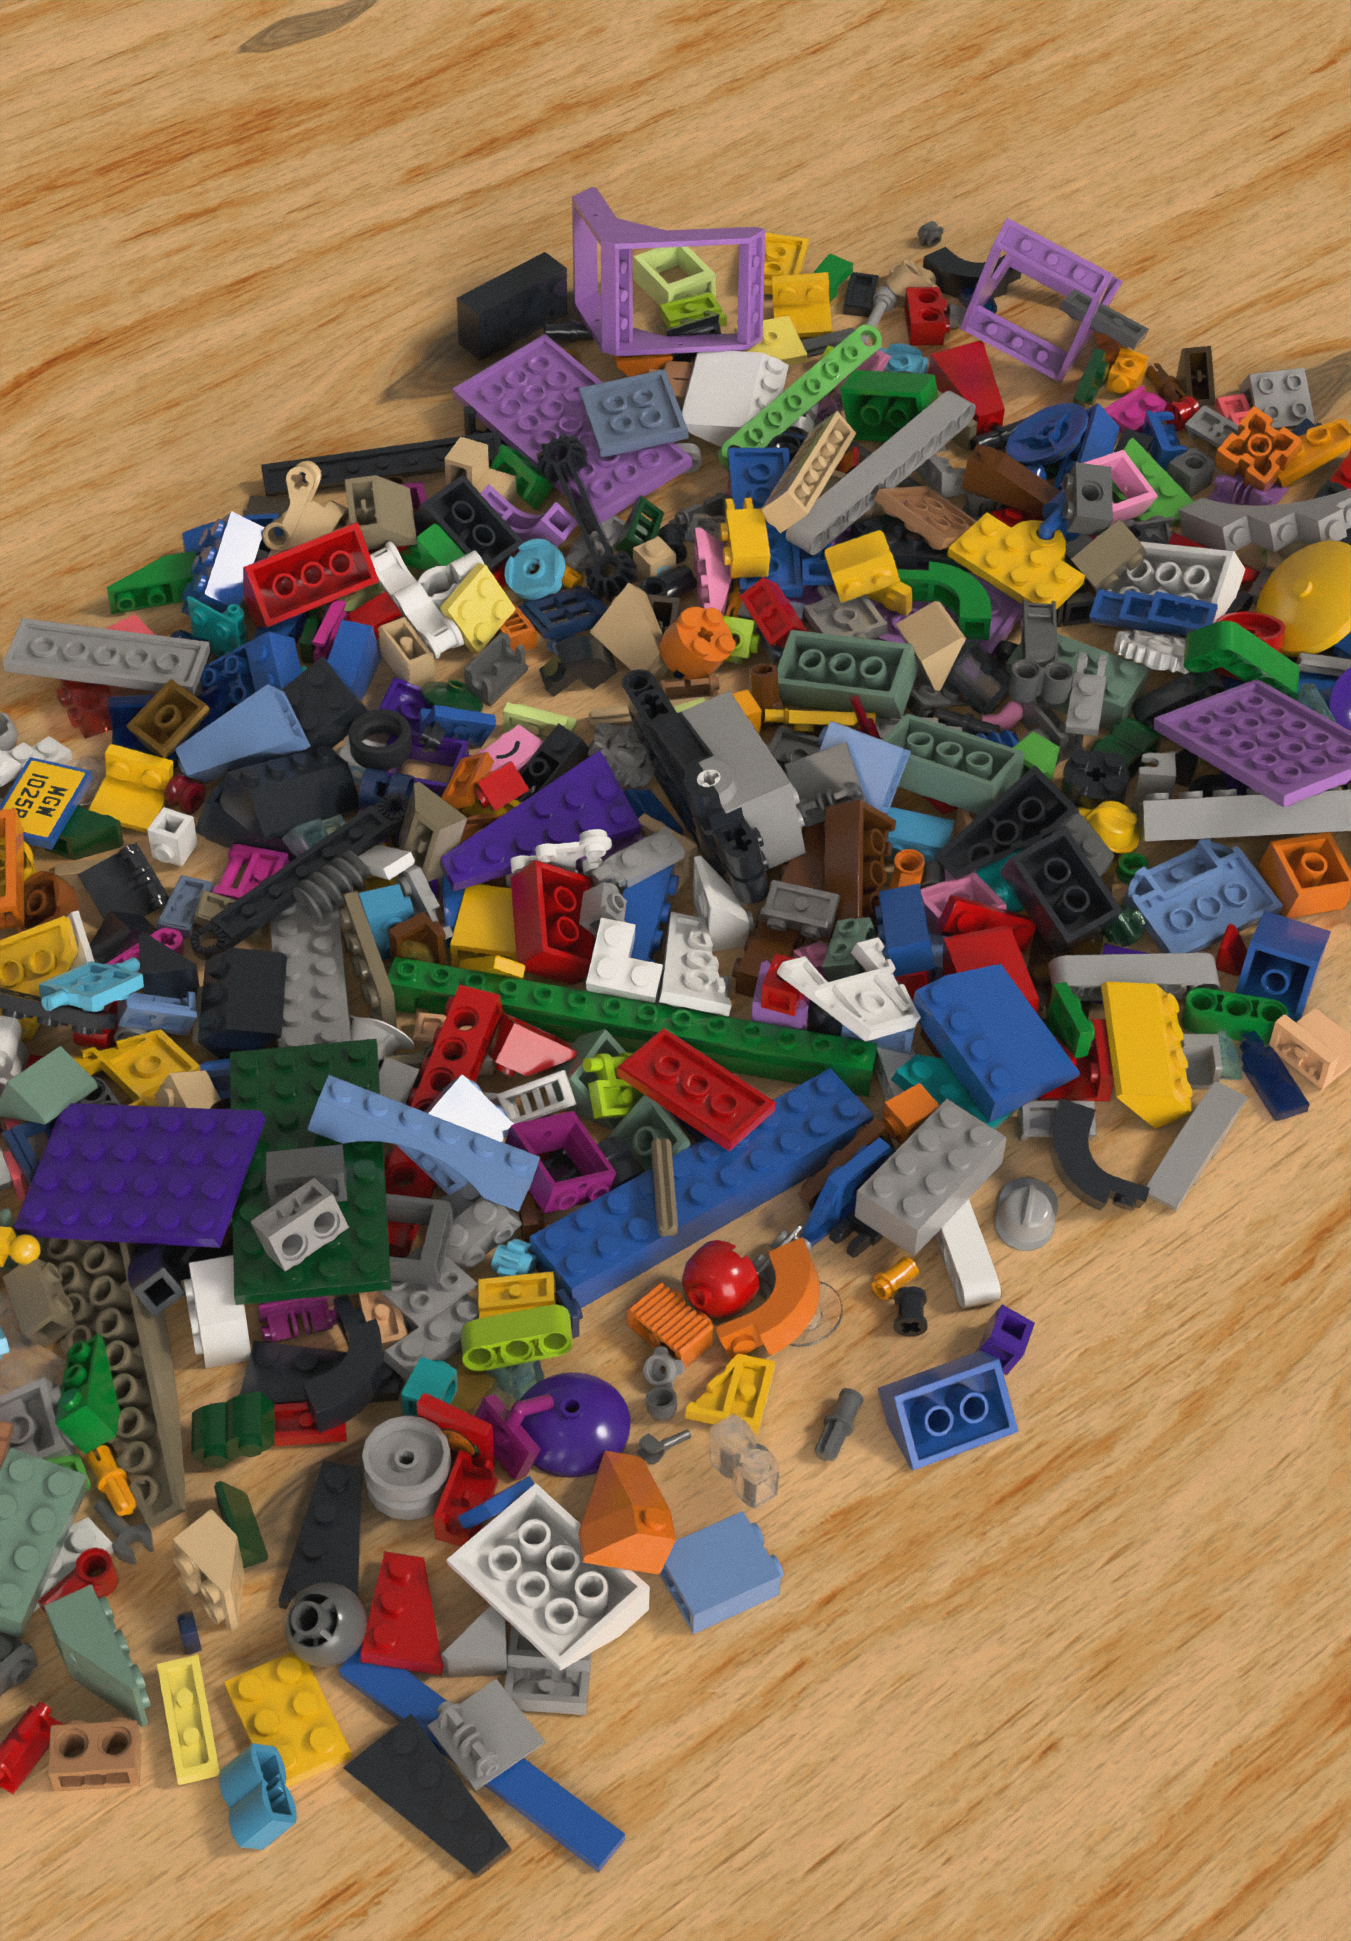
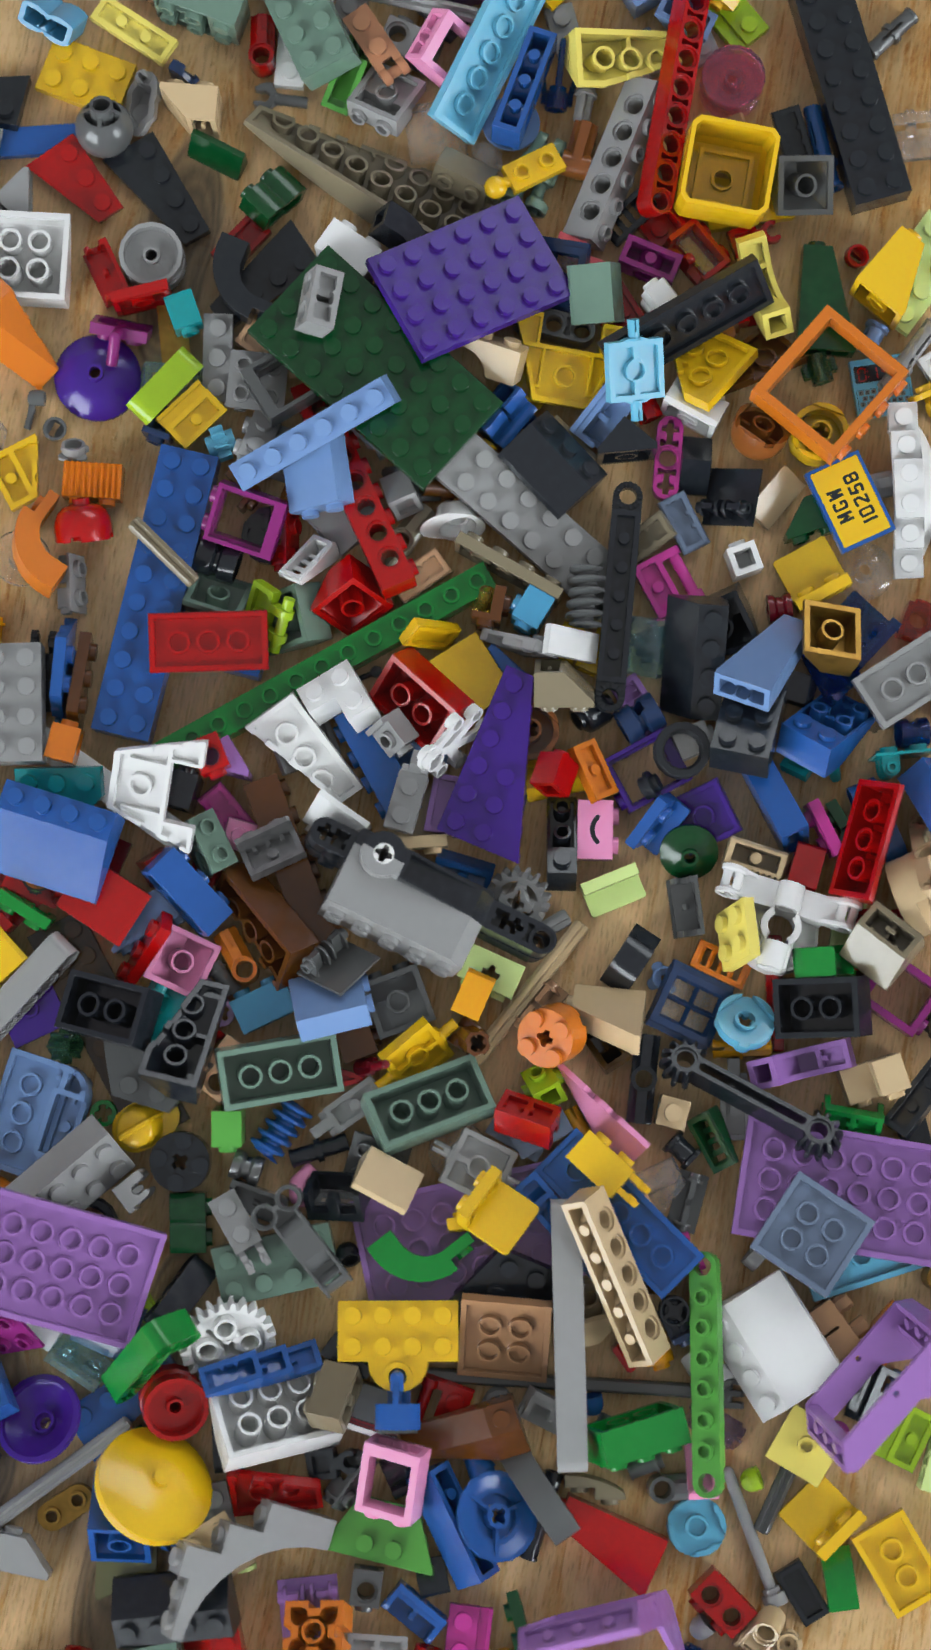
camera: 140 degrees right, 35 degrees up
(88, 1399) = (367, 141): green slope -> none
(112, 1481) = (312, 116): light orange axle -> none
(254, 1634) = (143, 101): none -> light grey arm
(295, 1167) = (355, 343): dark grey hinge -> none
(494, 1504) = (81, 278): blue tile -> none
(1001, 419) = (541, 1497): none -> dark grey slope
(1095, 512) = (360, 1413): dark grey brick -> none

